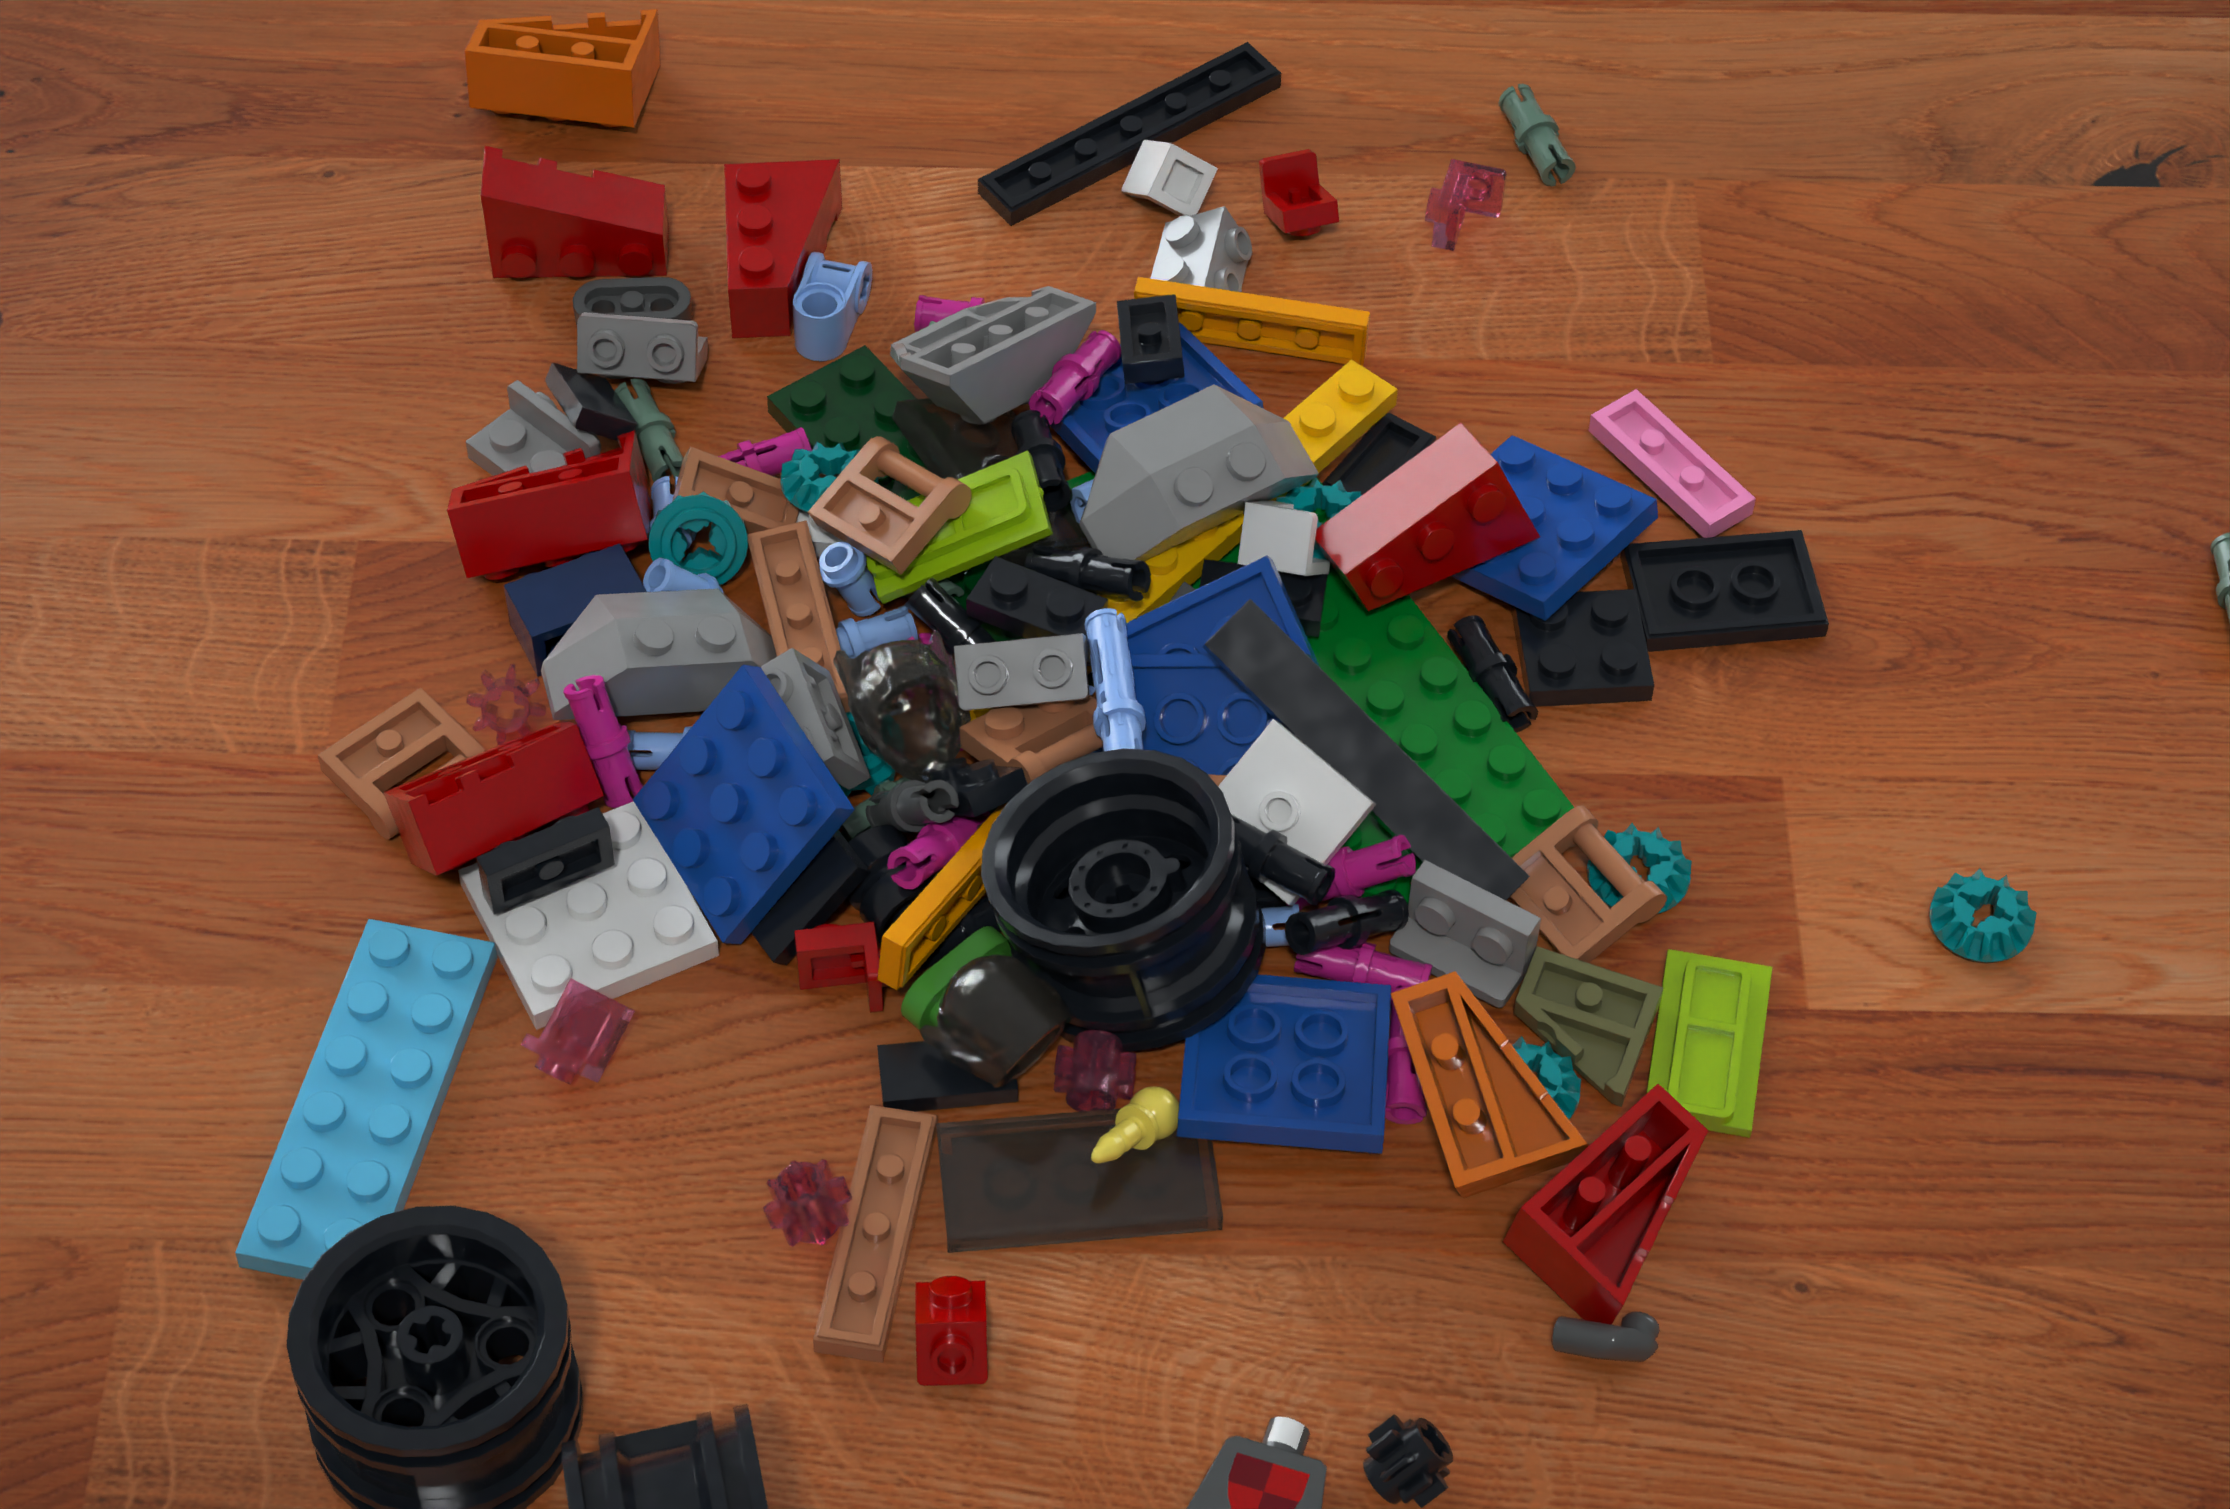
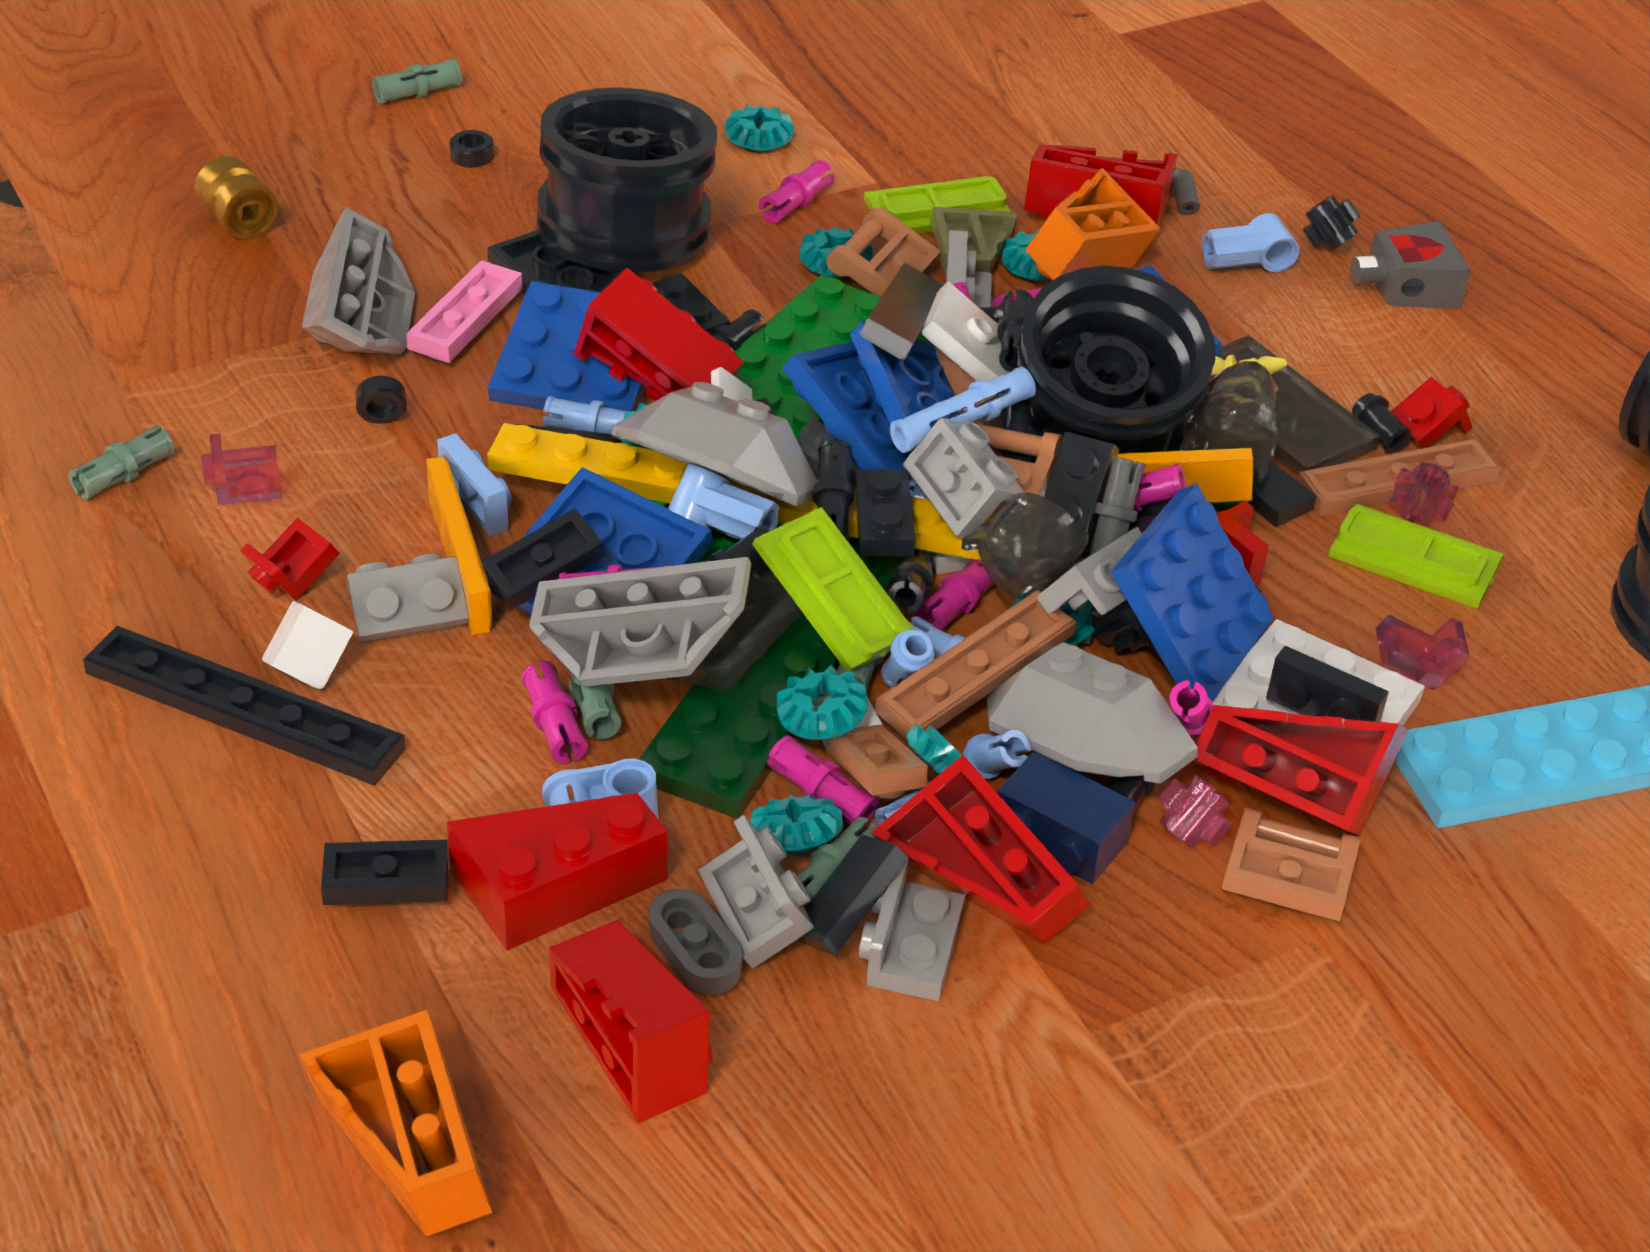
camera: 120 degrees left, 10 degrees down
(687, 413) = (800, 821): none -> teal gear
(722, 1172) = (1416, 555): none -> lime piece
(859, 140) = (385, 872): none -> black plate
(878, 519) = (873, 618): nougat plate -> none
(973, 1260) = (1375, 414): none -> black pin
(1312, 360) = (478, 488): none -> light blue plate
(1413, 1350) = (1260, 242): none -> light blue piece
(1529, 340) = (381, 399): none -> black tile
(1718, 365) = (360, 290): none -> light grey wedge
(1796, 884) = (796, 191): none -> dark pink pin
(1809, 634) = (625, 179): none -> black wheel
(1995, 325) = (236, 197): none -> pearl gold wheel
(2053, 599) = (471, 148): none -> black tile

